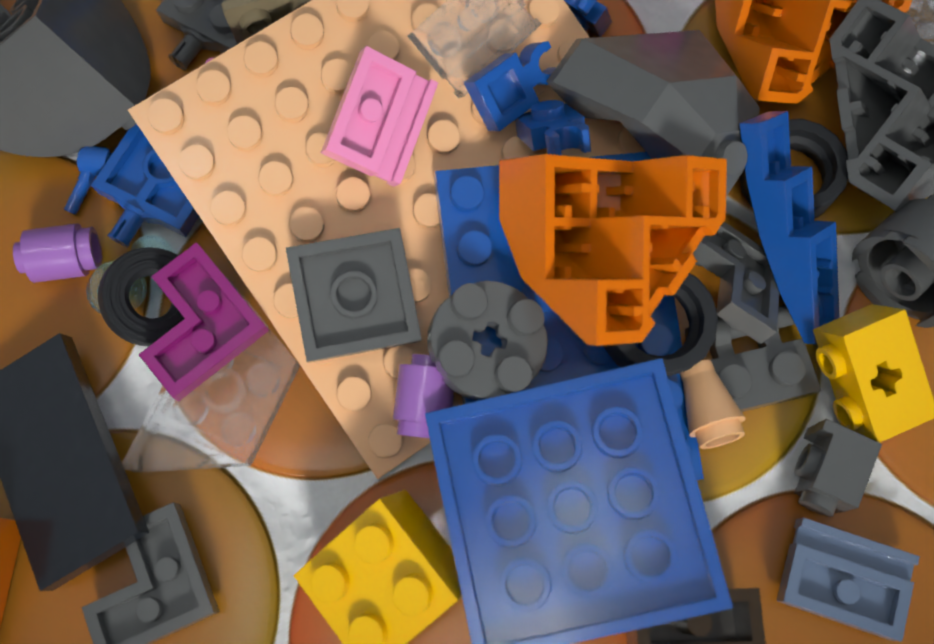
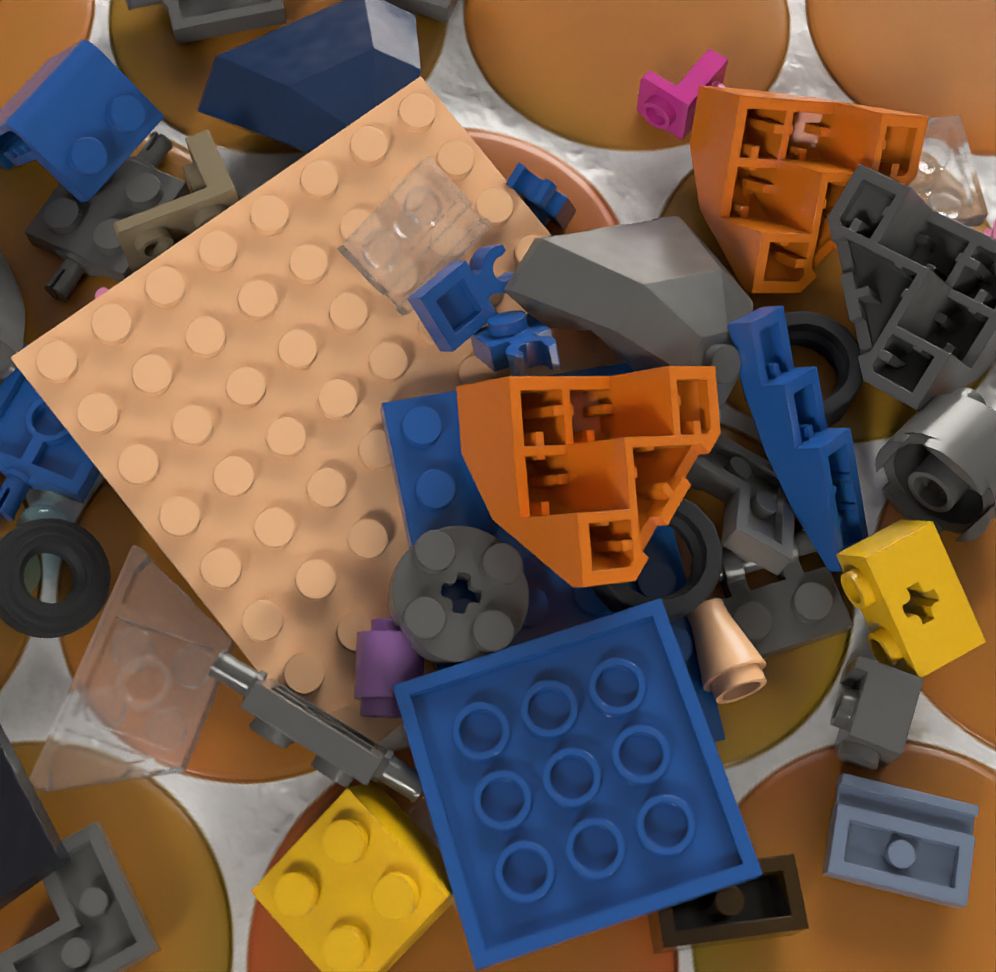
camera: 10 degrees left, 5 degrees down
(214, 328) = (131, 607): magenta plate -> none
(336, 432) = (287, 717): none -> dark grey plate
(353, 295) = (296, 555): dark grey plate -> none
(379, 117) = (311, 345): bright pink plate -> none

